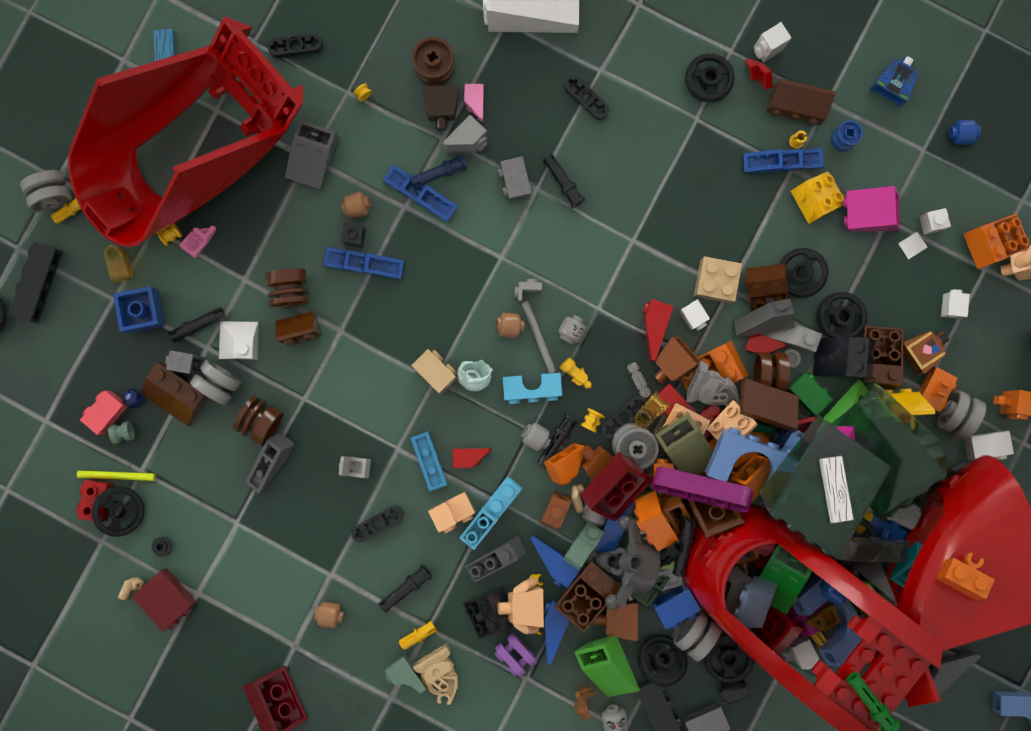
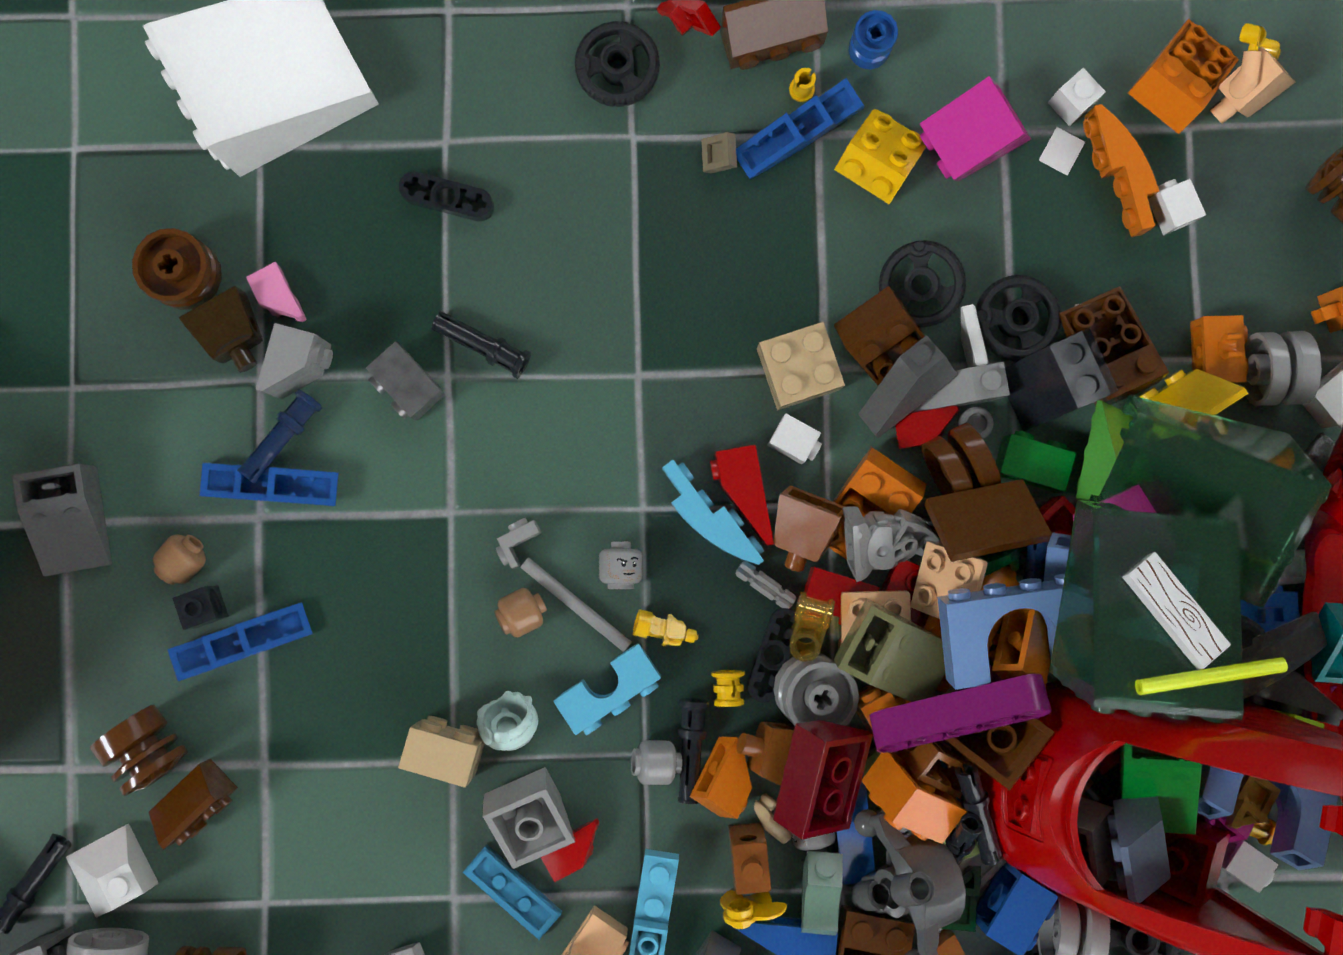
camera: 40 degrees left, 0 degrees up
(362, 92) = (93, 377): yellow bush -> none
(458, 428) = (528, 818): none -> light grey slope
(540, 532) = (744, 911): none -> yellow plate
(631, 338) = (718, 528): none -> medium azure slope
(736, 150) = (719, 152): none -> dark tan plate
(813, 313) = (972, 337): none -> white tile
(835, 529) = (1210, 676): none -> neon yellow piece
(925, 350) = (1170, 300): dark orange torso -> none
(941, 264) = (1120, 155): none -> orange slope

